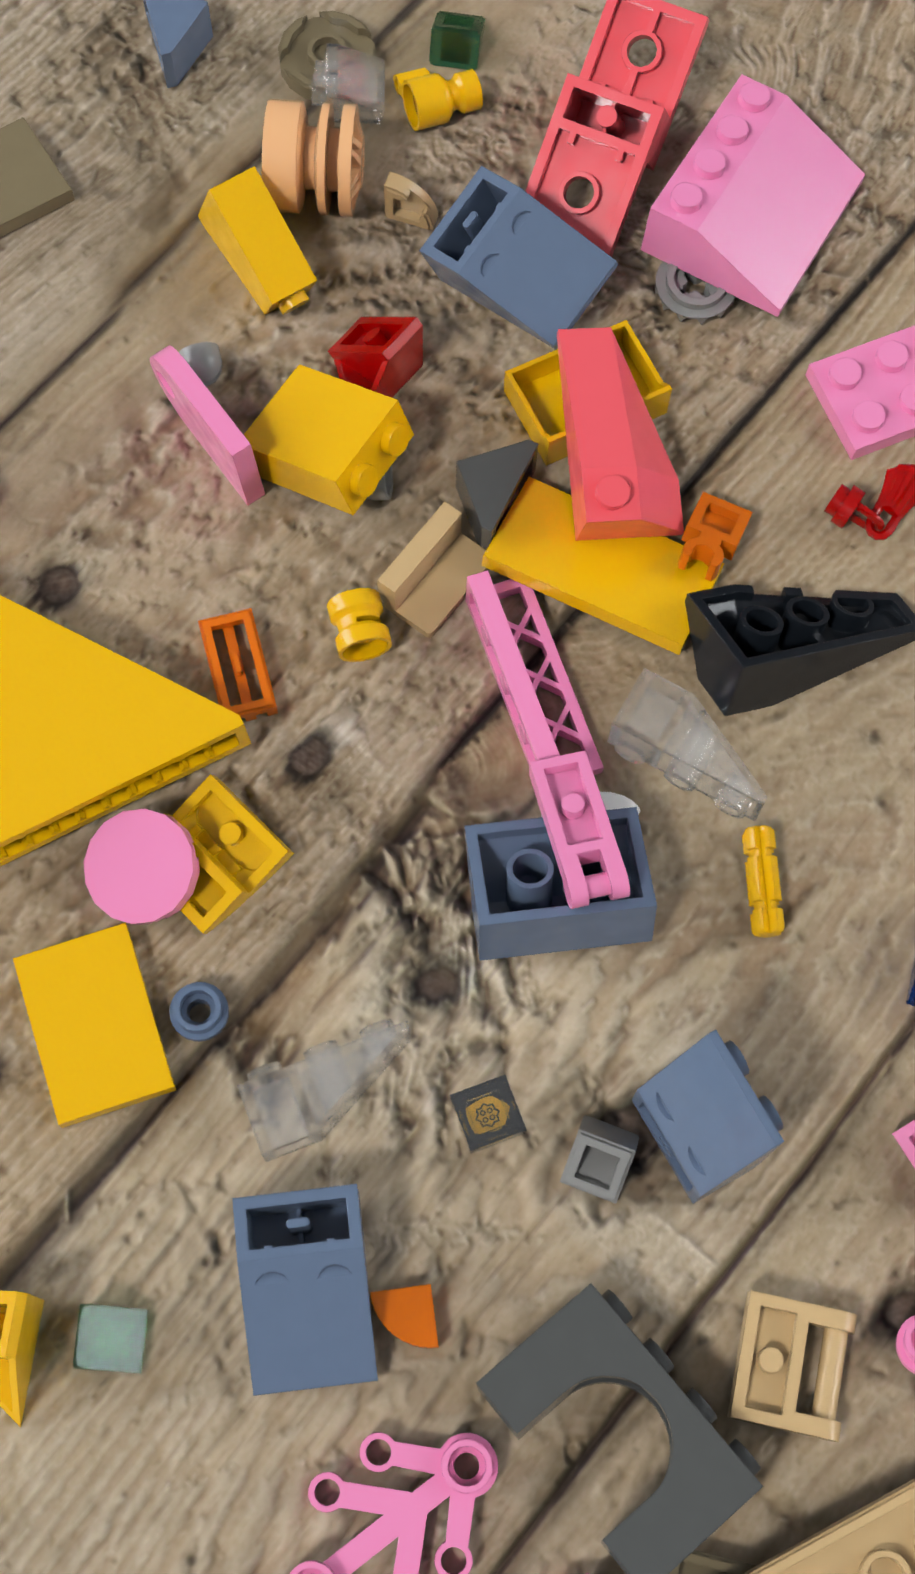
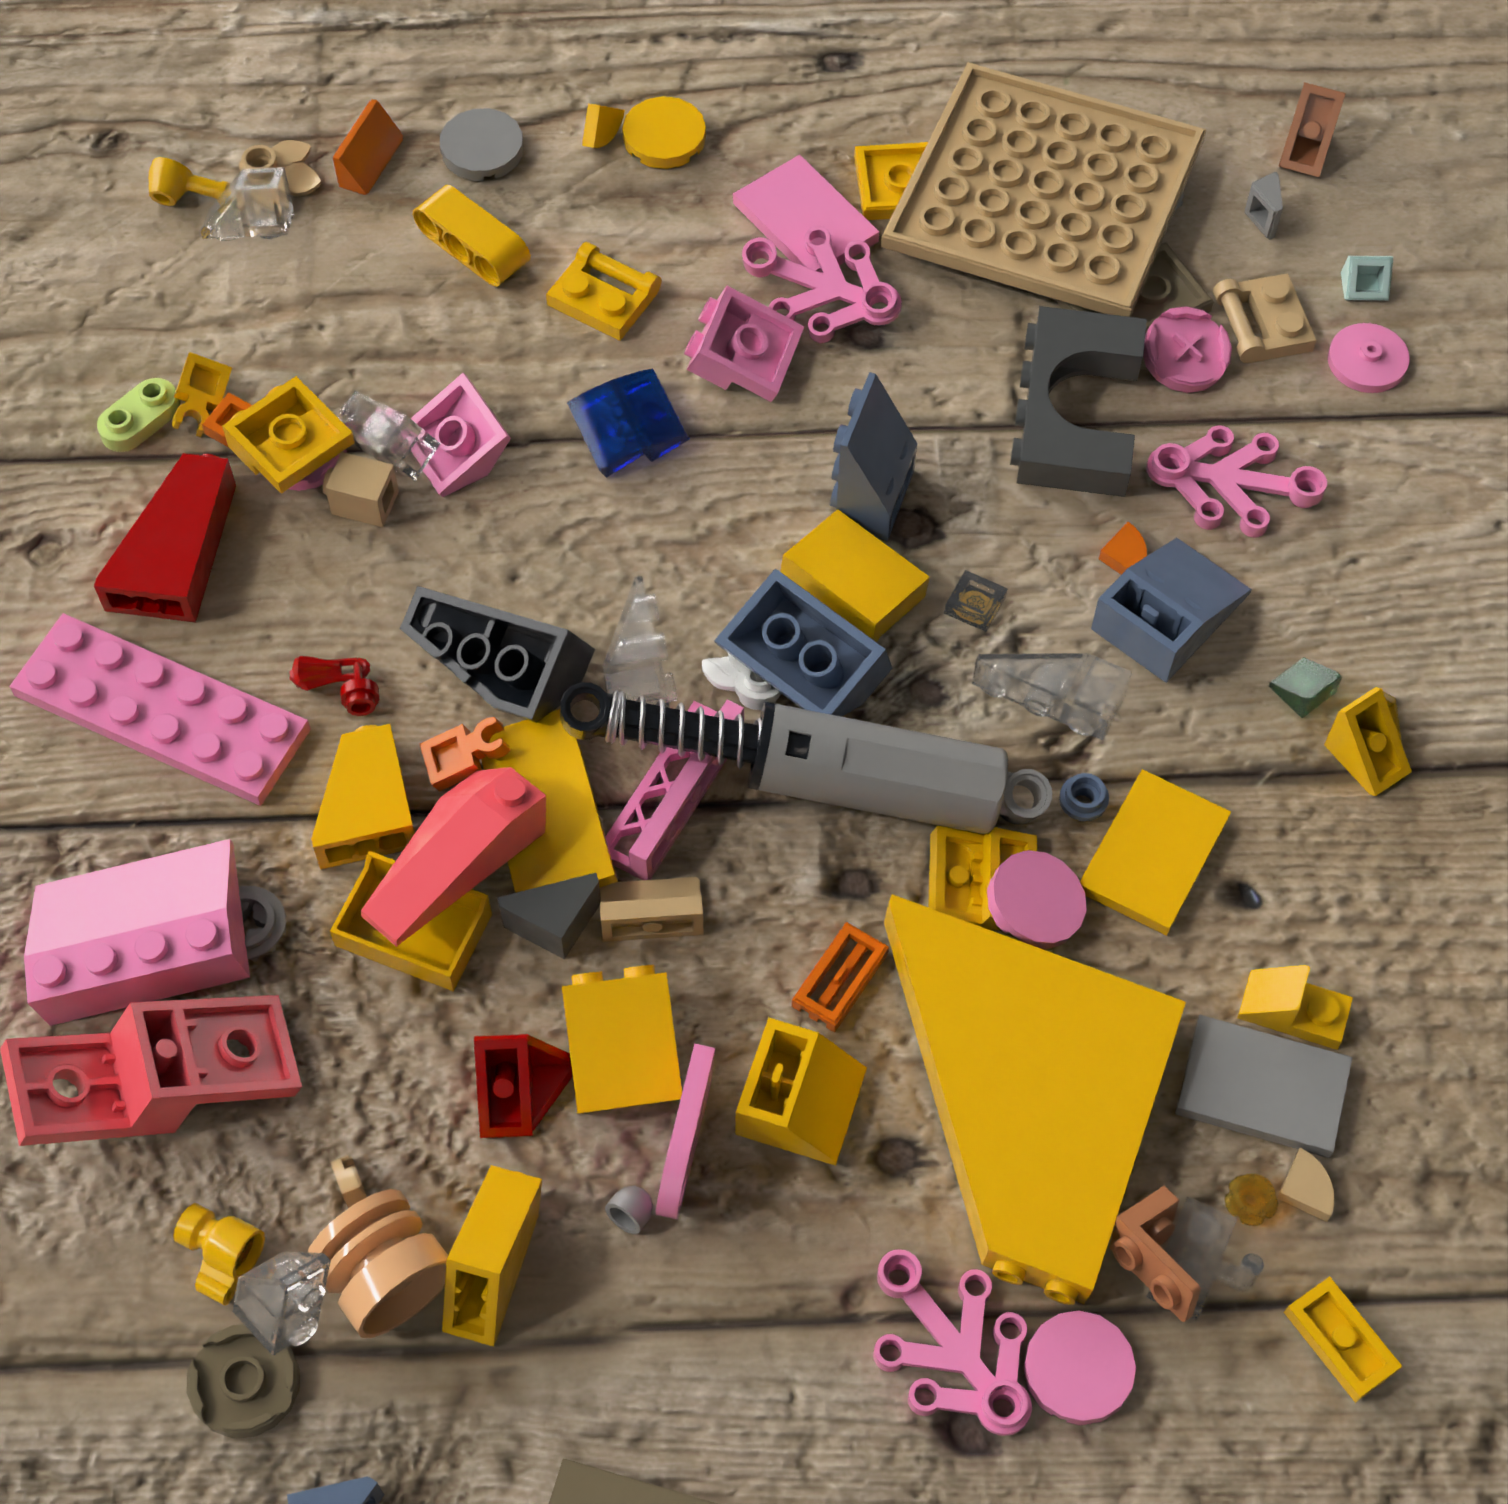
camera: 130 degrees left, 10 degrees down
(163, 535) = (799, 1093): none -> yellow slope
(359, 624) = (739, 915): yellow wheel -> none
(419, 791) = (829, 759): none -> light grey piece
(456, 40) = (136, 1290): clear green slope -> none
(517, 257) = (347, 1033): sand blue slope -> none
(578, 828) = (767, 645): bright pink plate -> none
(600, 1159) = (937, 527): light grey slope -> none
(608, 1013) = (855, 574): none -> yellow container
(734, 436) = (363, 800): none -> yellow slope
(763, 881) = (683, 562): yellow axle -> none
(772, 1363) = (960, 368): tan plate -> none

